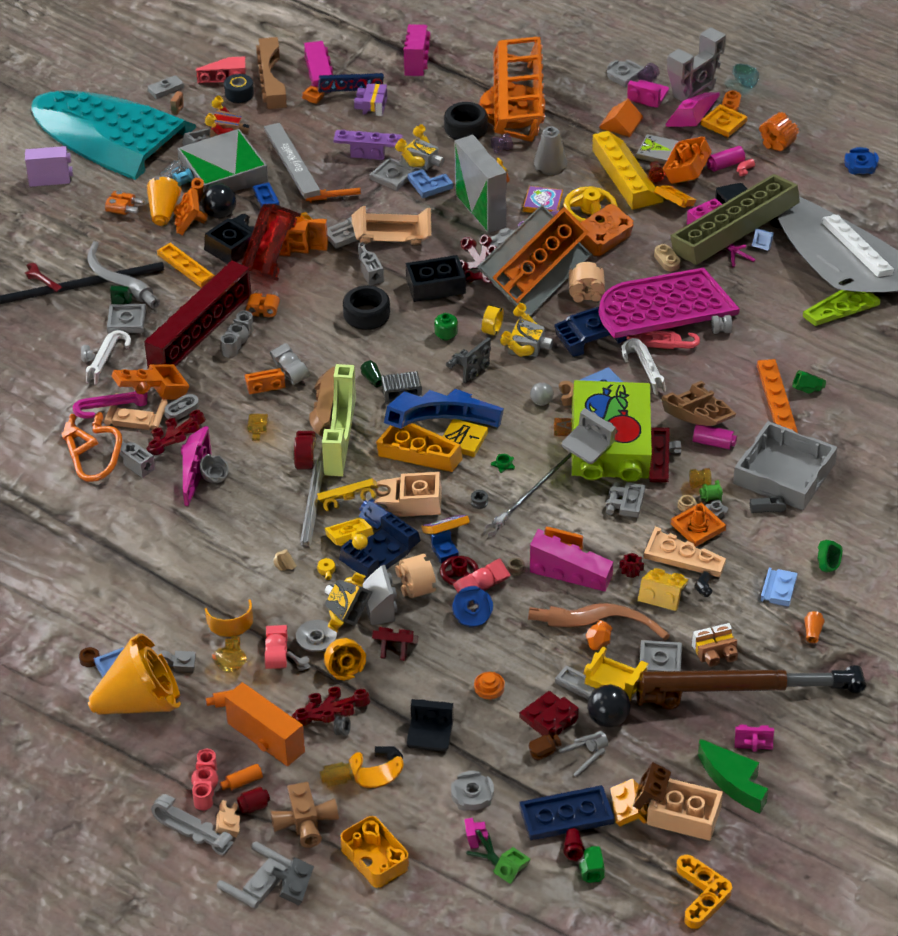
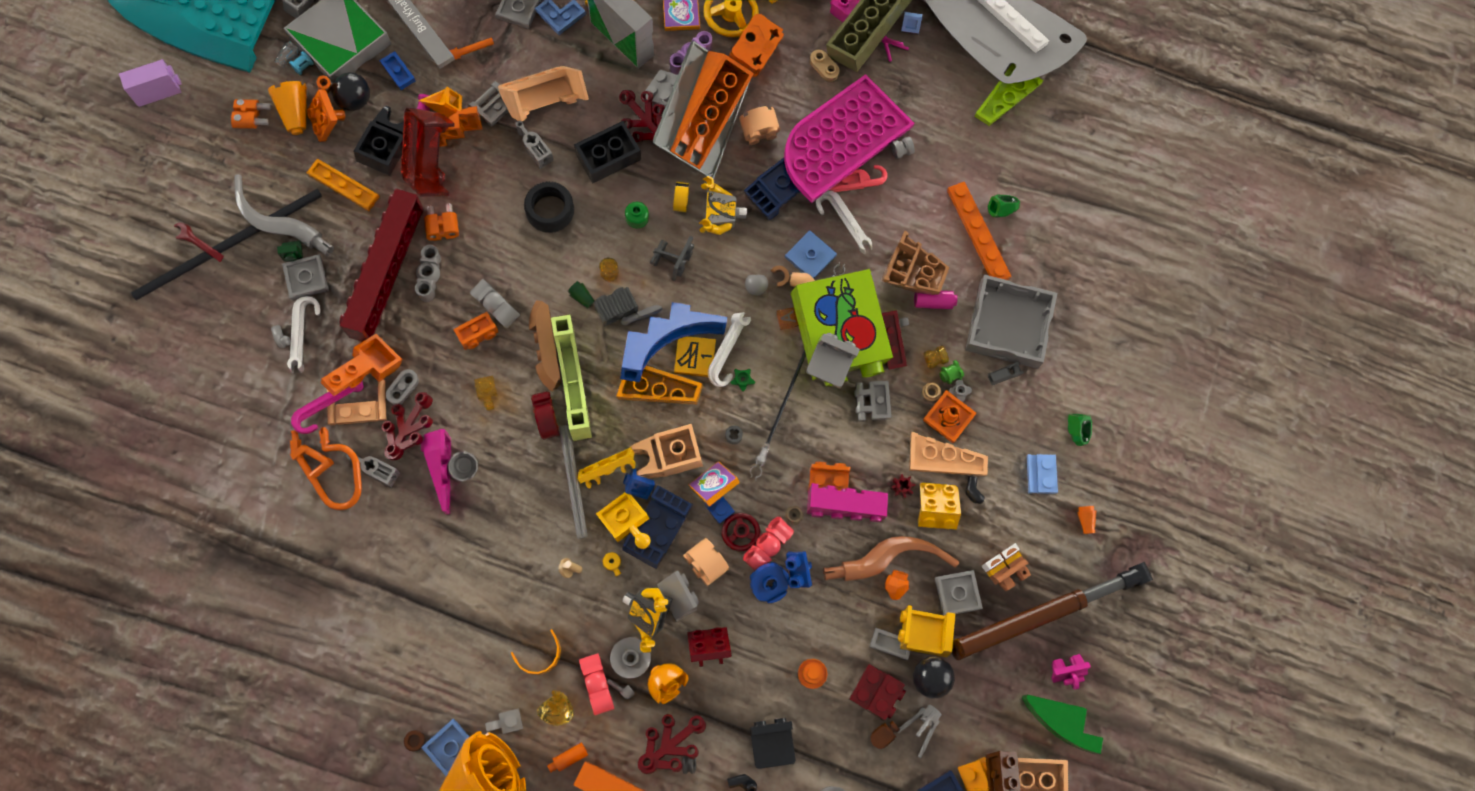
camera: 25 degrees left, 30 degrees up
(405, 360) = (609, 265): none -> clear yellow wheel
(492, 434) = (725, 348): none -> white piece
(504, 601) = (798, 569): none -> blue hips

